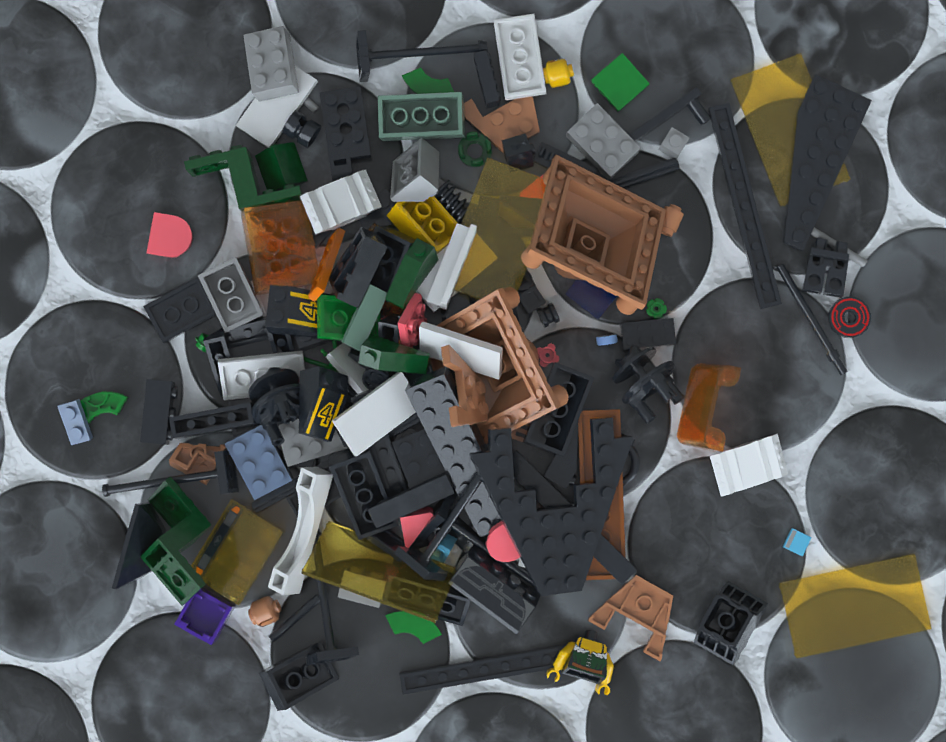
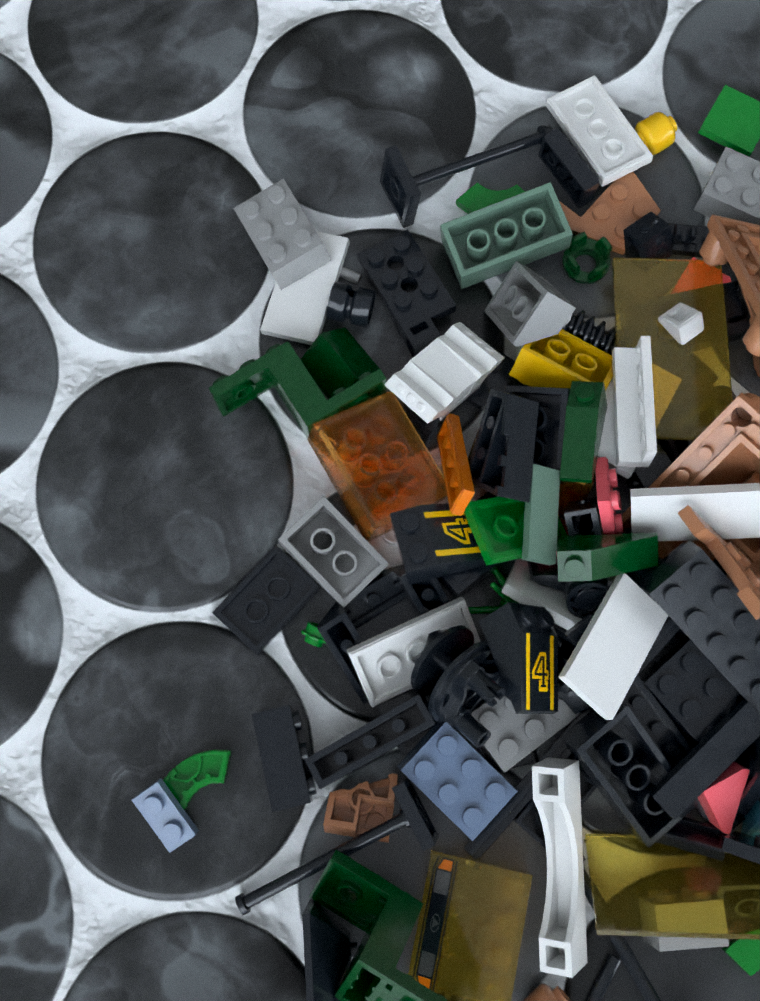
camera: 15 degrees left, 10 degrees down
(169, 236) = (217, 504): coral tile -> none
(510, 220) = (682, 322): none -> white slope

